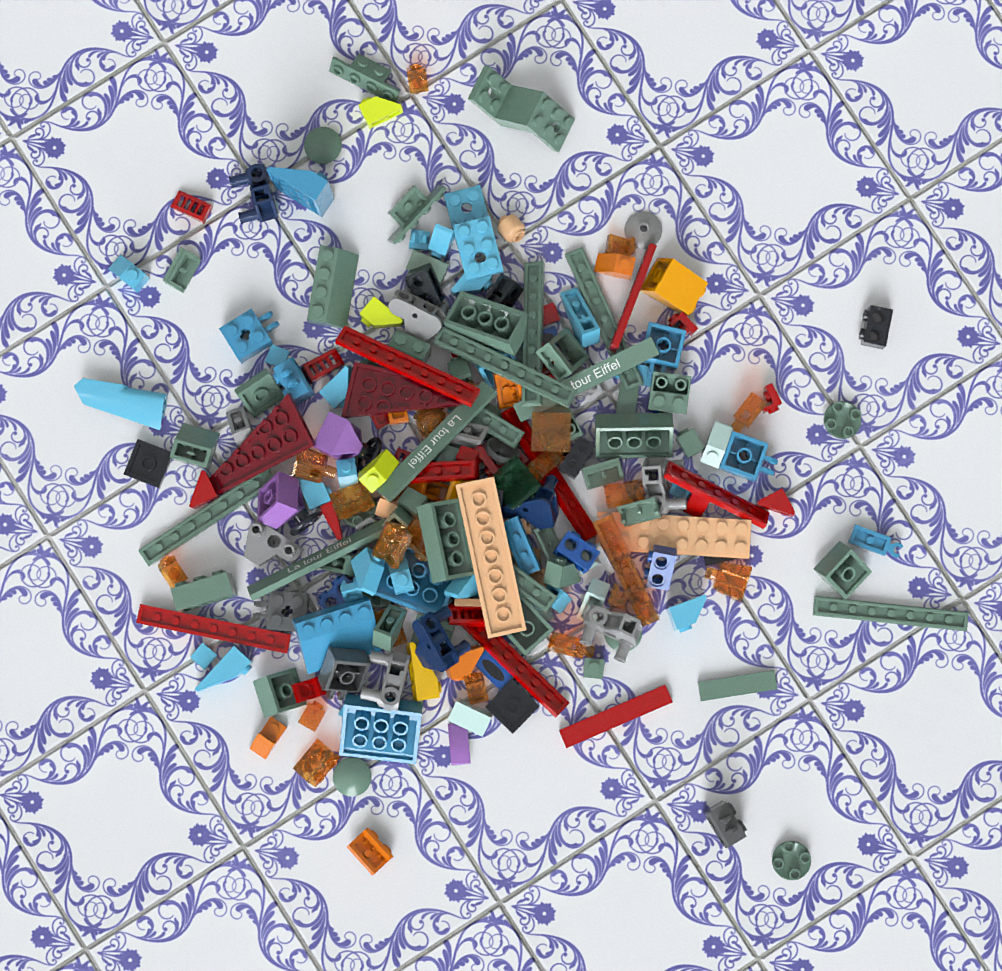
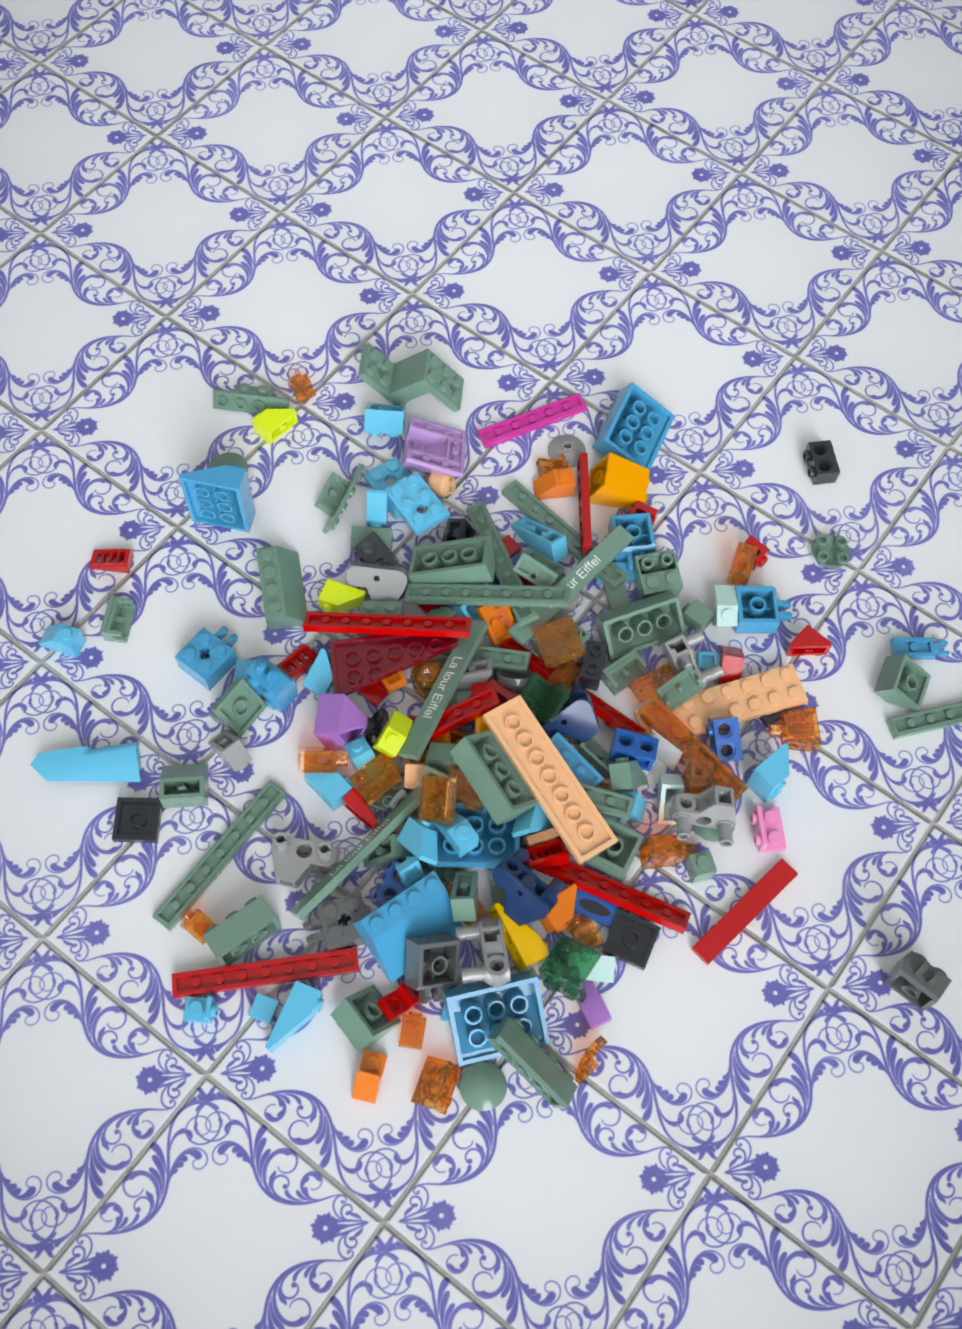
camera: 25 degrees left, 20 degrees down
(154, 639) = (200, 1009): none -> medium azure bracket
(203, 492) = (209, 828): red slope -> none
(259, 188) = (181, 525): dark blue piece -> none
(269, 444) = (267, 748): dark red wing -> none
(283, 500) = (299, 806): medium lavender piece -> none
(370, 851) = (538, 1166): orange bracket -> none
(393, 776) = (533, 1063): none -> sand green slope
(419, 240) = (353, 518): medium azure tile -> none
(439, 789) = (587, 1064): none -> clear orange slope
(451, 712) = (568, 968): none -> clear green bracket
(472, 287) = (428, 537): medium azure slope -> none
(484, 140) = (385, 419): none -> medium azure slope
(517, 192) = (434, 448): none -> lavender slope
(623, 186) = (531, 420): none -> dark pink tile
(665, 656) = (768, 829): none -> bright pink bracket
(714, 231) = (634, 427): none -> dark azure slope
(716, 494) = (746, 651): red tile -> none
(737, 685) = (854, 834): sand green tile -> none

